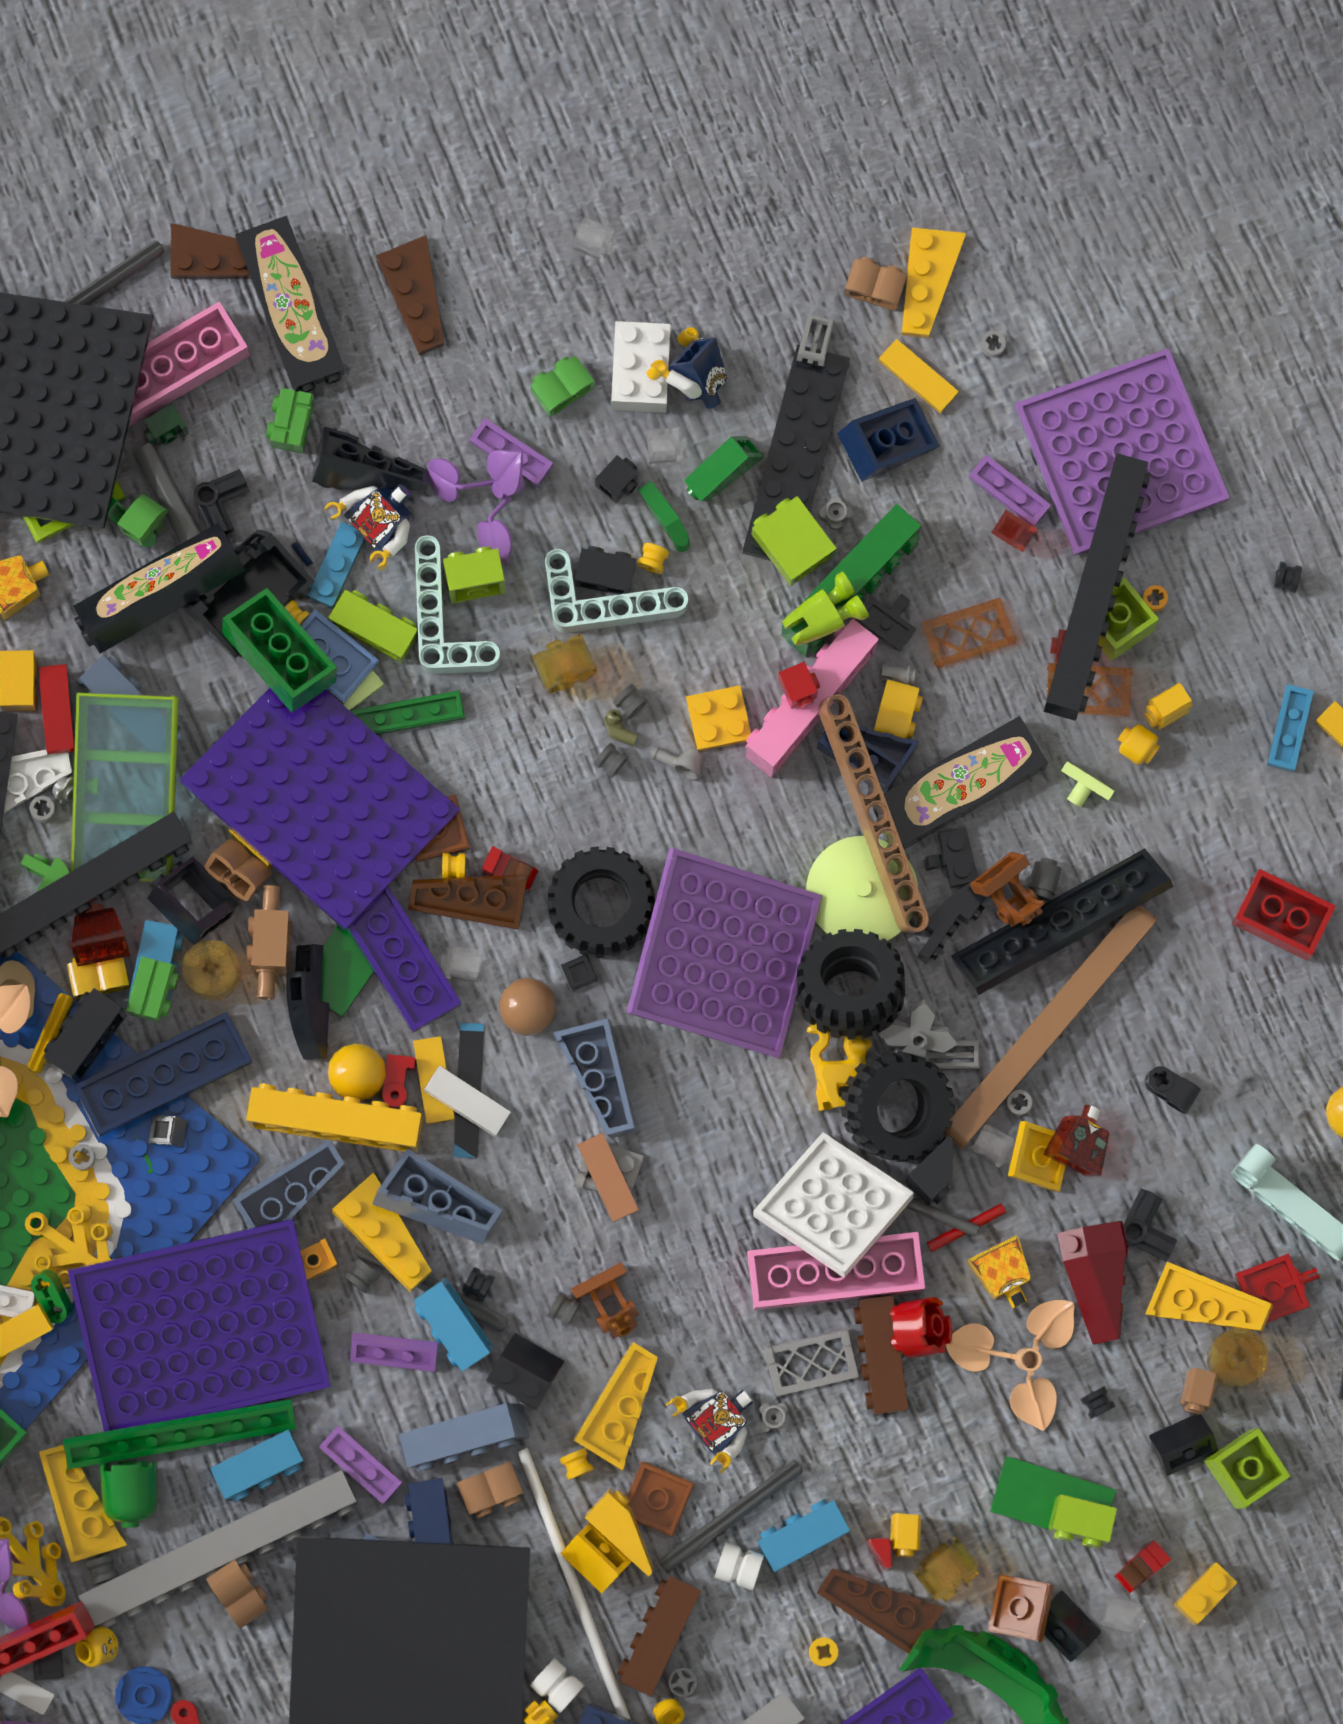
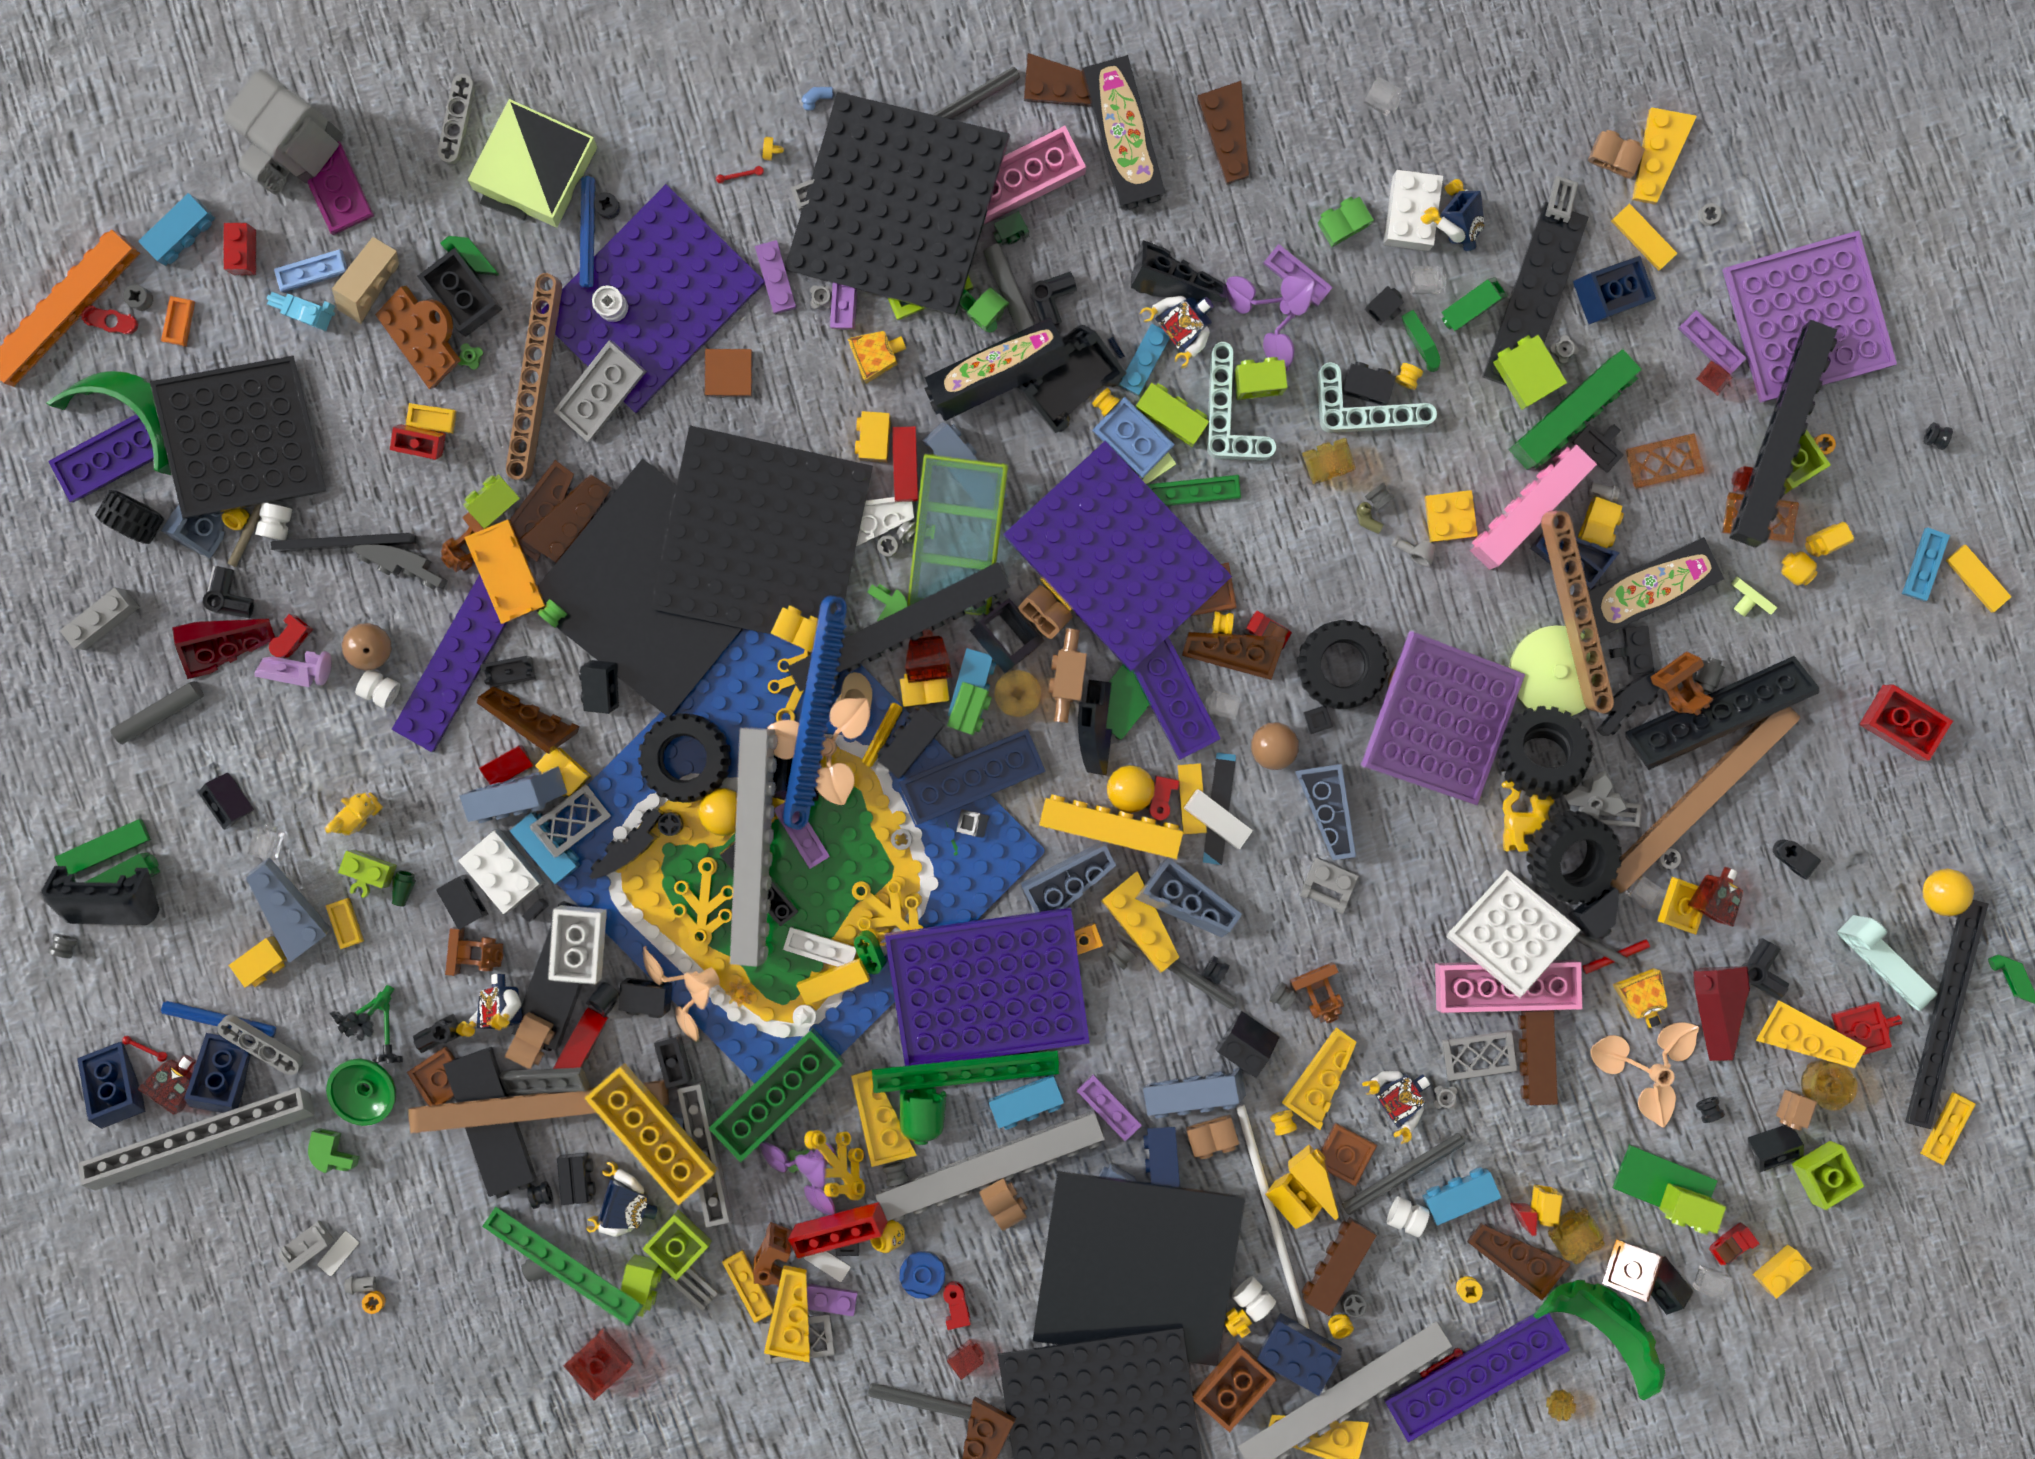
camera: 10 degrees right, 10 degrees up
(279, 650) = (1094, 431): green brick -> none
(291, 420) = (1116, 232): bright green brick -> none
(394, 1352) = (1143, 1019): medium lavender plate -> none
(453, 1325) = (1193, 1002): dark azure brick -> none
(607, 1177) = (1329, 893): nougat tile -> none
(611, 760) = (1359, 545): dark grey wheel -> none
(799, 685) = (1528, 500): red brick -> none
(821, 613) = (1554, 440): lime piece -> none
(921, 1327) = (1574, 1039): red brick -> none

